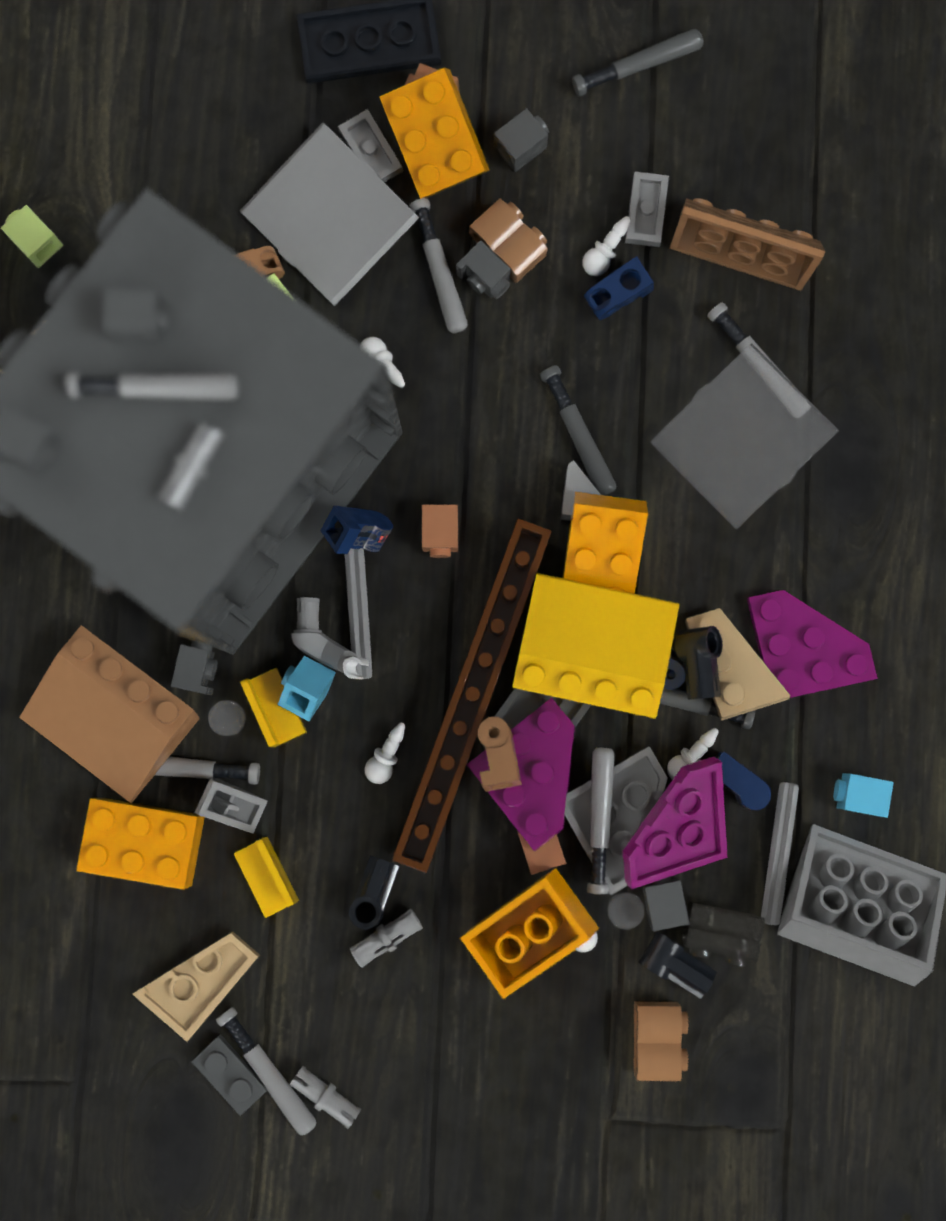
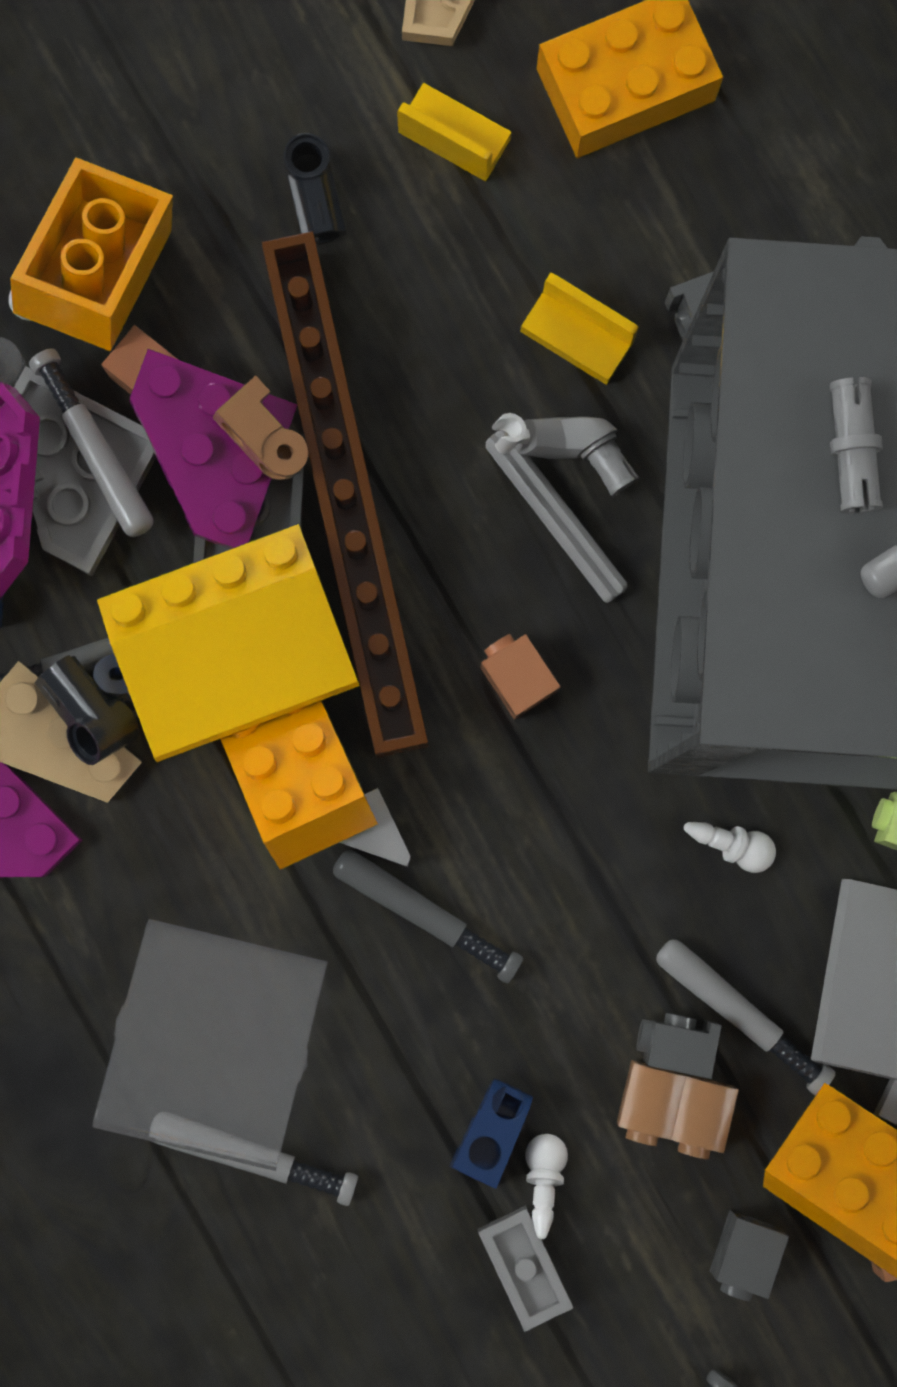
camera: 140 degrees right, 0 degrees up
(108, 714) = (766, 182): medium nougat slope -> none
(208, 769) = (651, 187): light grey piece -> none
(227, 718) = (627, 284): clear tile -> none
(231, 805) = (552, 183): light grey slope -> none
(305, 687) = (555, 375): medium azure brick -> none
(360, 529) = (622, 603): dark blue leg -> none
(380, 768) = (404, 345): white bar -> none
(386, 938) = (264, 150): light grey pin -> none
(690, 756) = (30, 594): white bar -> none
(746, 244) = (362, 1305): medium nougat slope -> none

